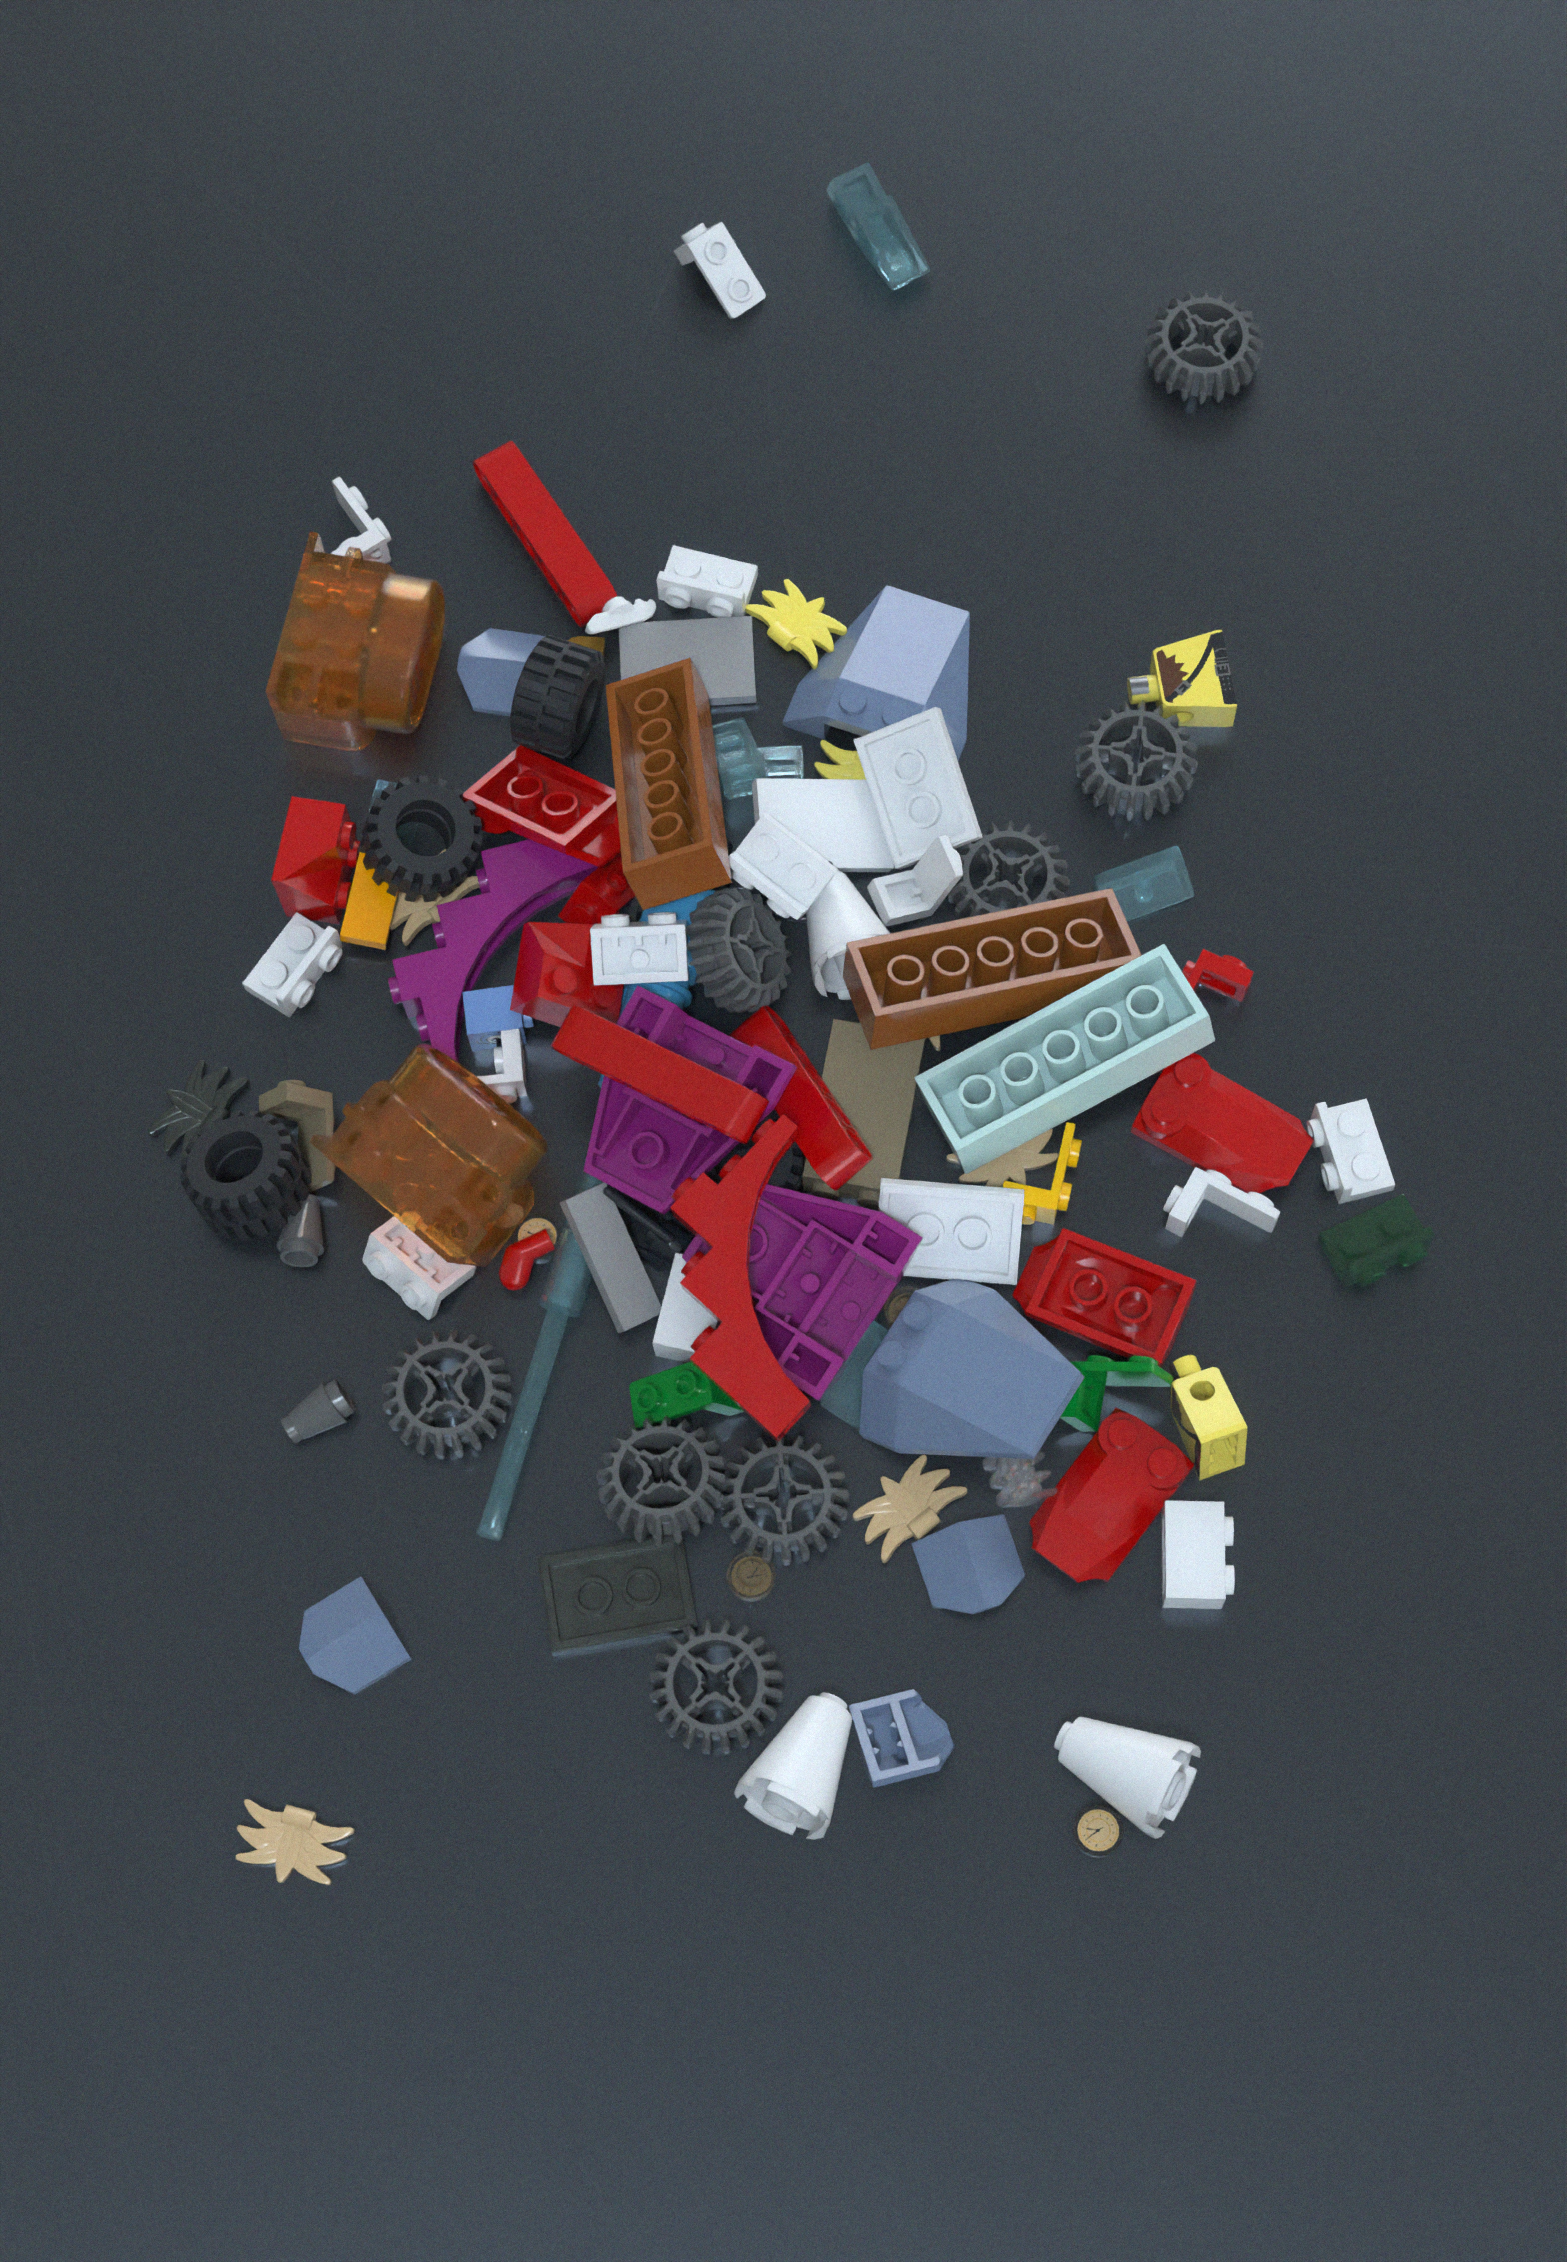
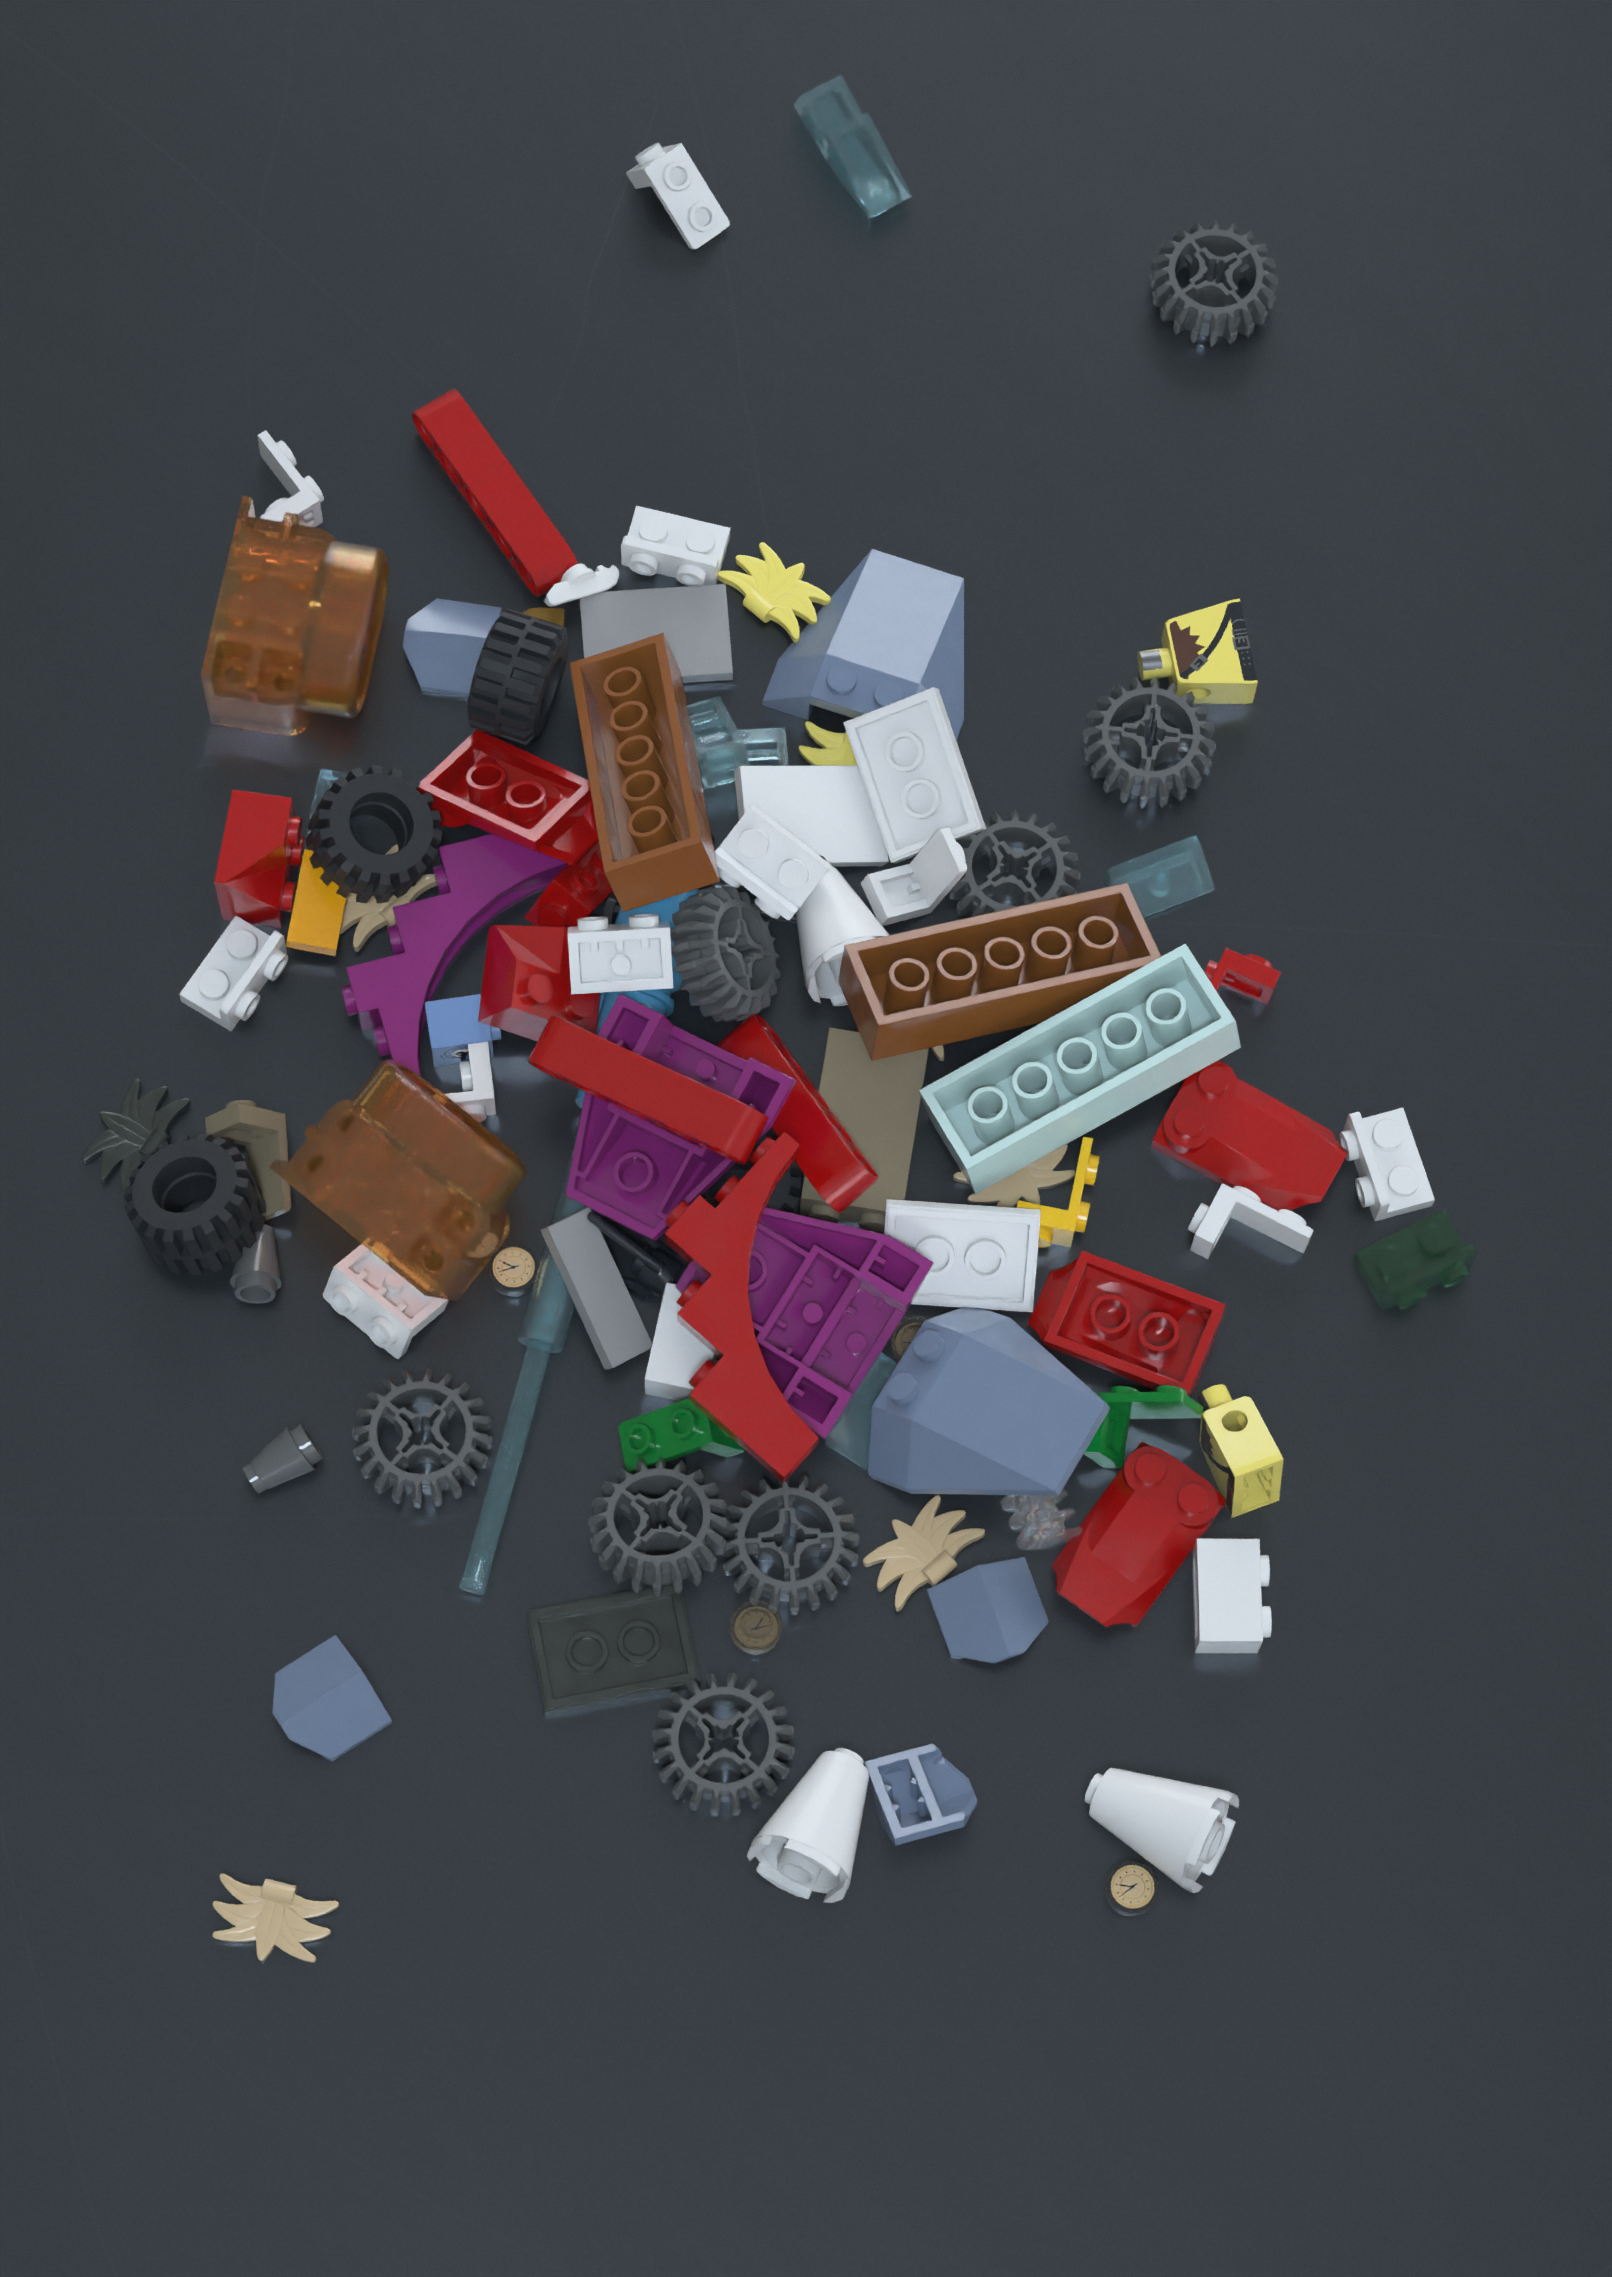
camera: 10 degrees left, 0 degrees up
(519, 1259) = (496, 1290): red arm -> none

